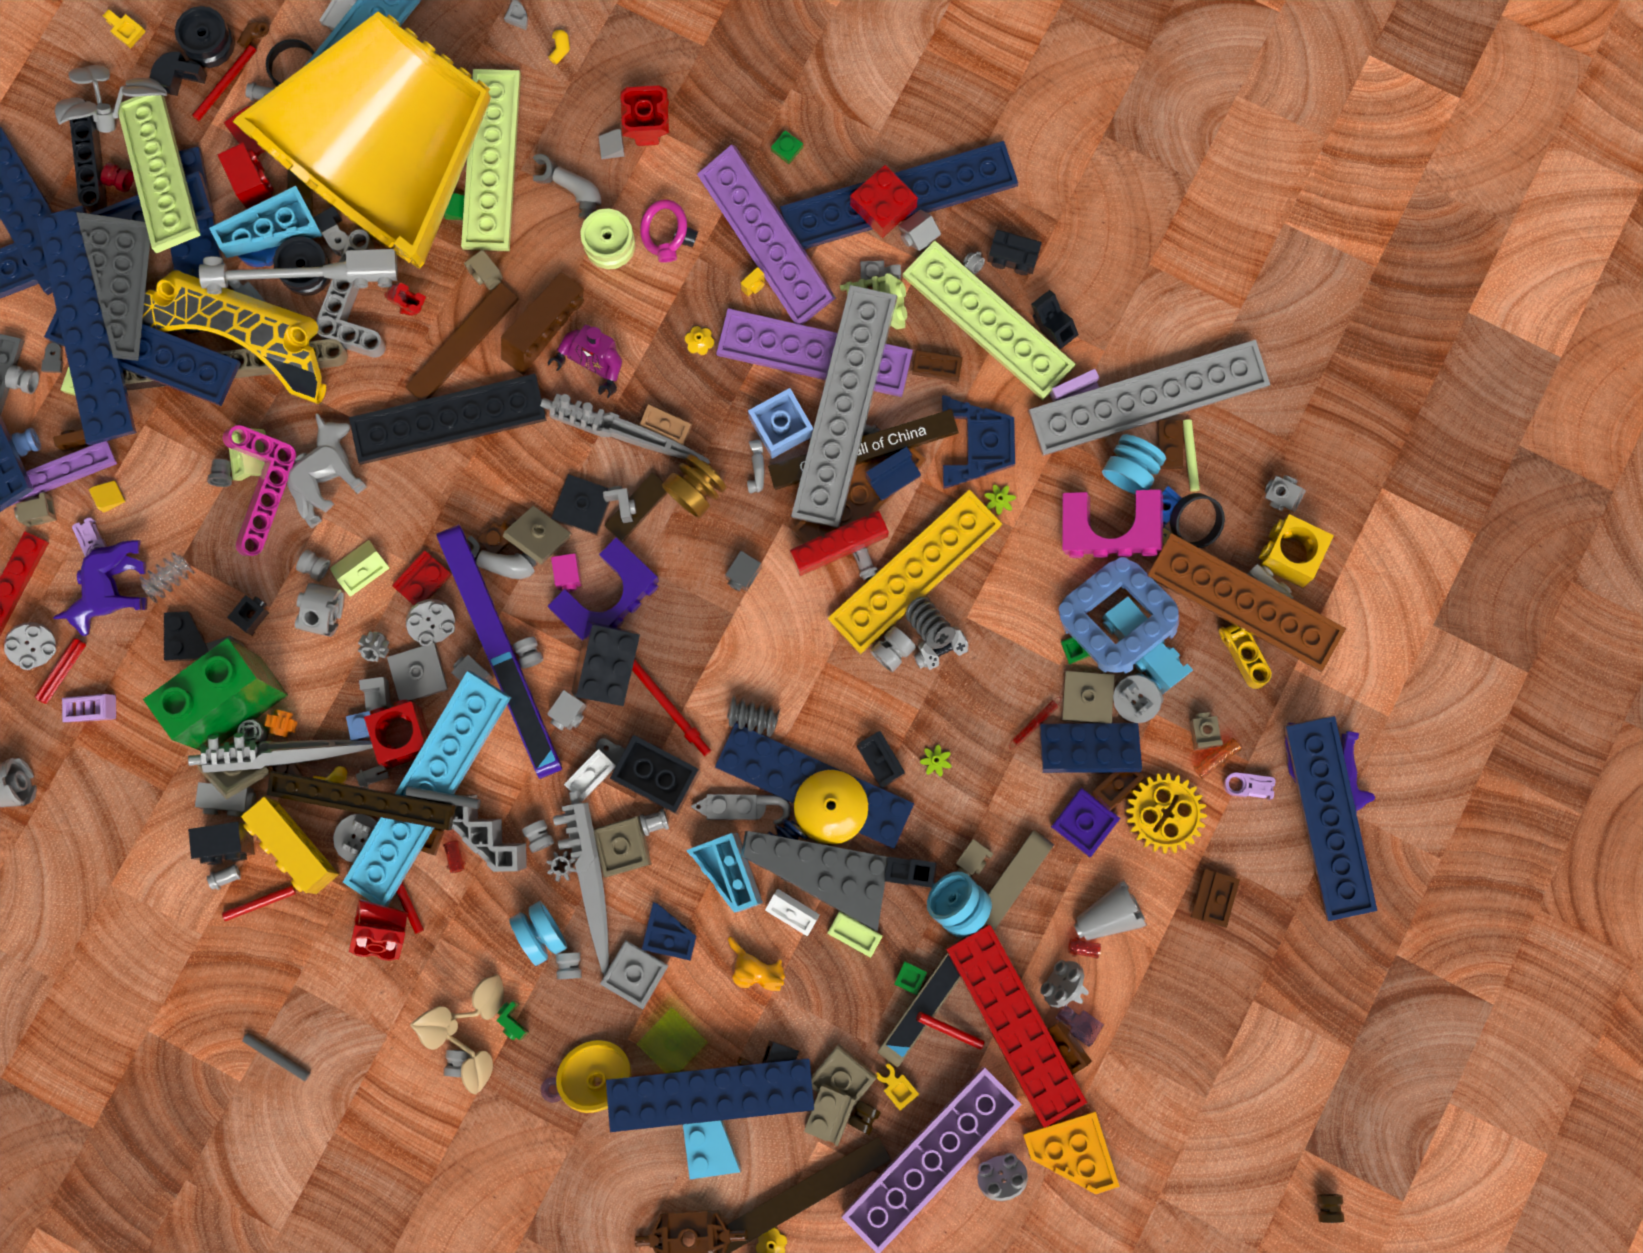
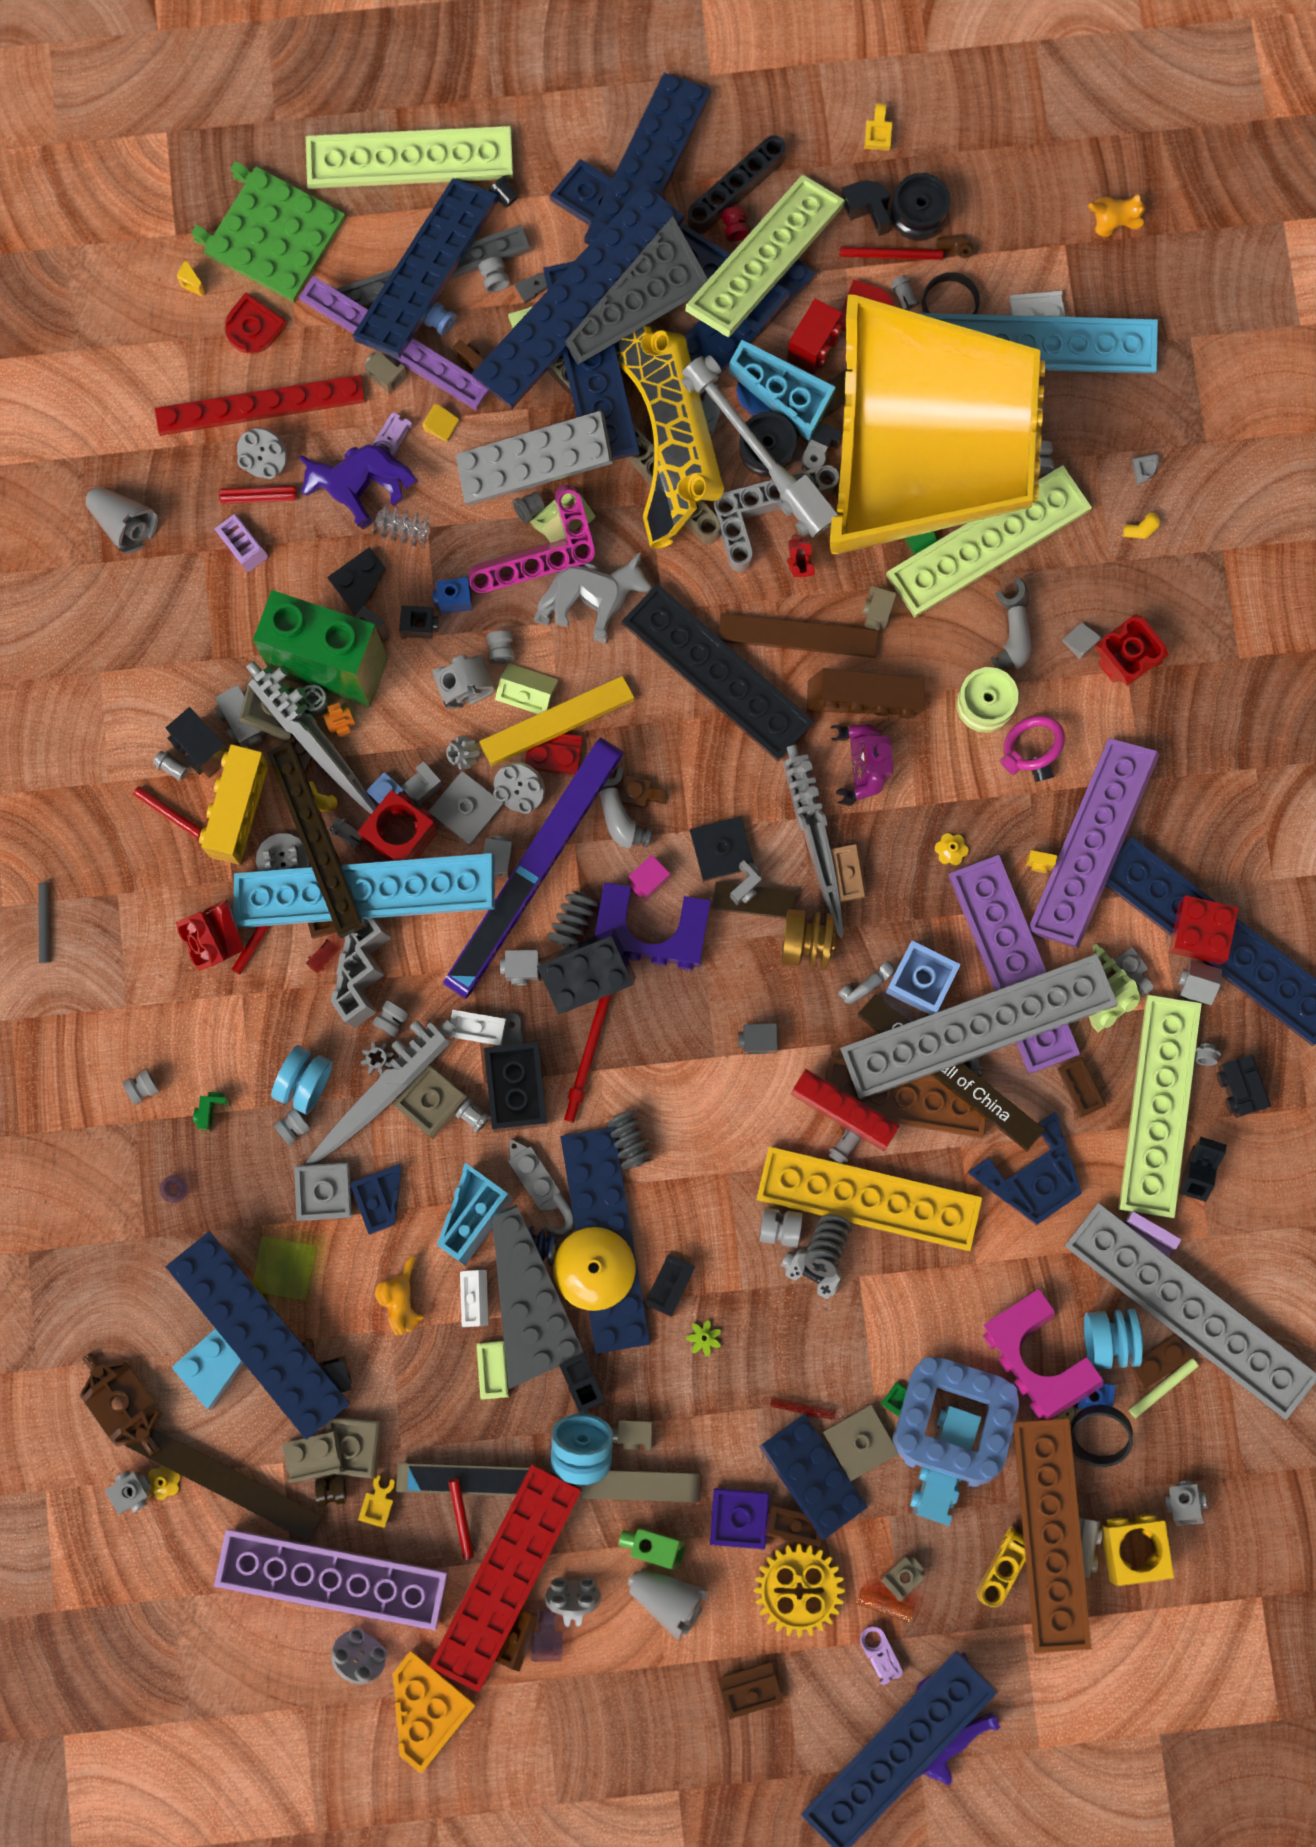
camera: 55 degrees right, 0 degrees up
(102, 113) = (769, 147): light grey plant -> none
(186, 442) = (534, 458): none -> light grey plate
(247, 574) = (452, 595): none -> blue brick
(399, 561) = (556, 721): none -> yellow tile
(440, 1024) = (163, 1047): tan plant -> none
(443, 797) = (365, 911): dark grey bar -> none
(528, 652) = (554, 889): light grey wheel -> none
(537, 535) = (664, 827): dark tan plate -> none
(558, 650) = (572, 920): none -> dark grey piece
(584, 1068) = (208, 1204): yellow dish -> none
(787, 147) = (1195, 803): green plate -> none
(893, 474) = (946, 1116): dark blue panel -> none
(910, 978) = (485, 1449): green plate -> none
(1000, 503) = (988, 1230): lime plant -> none
(1074, 891) = (665, 1549): none -> bright green torso
(1084, 948) = (620, 1594): clear red pin -> none
(1129, 690) = (886, 1503): light grey plate -> none

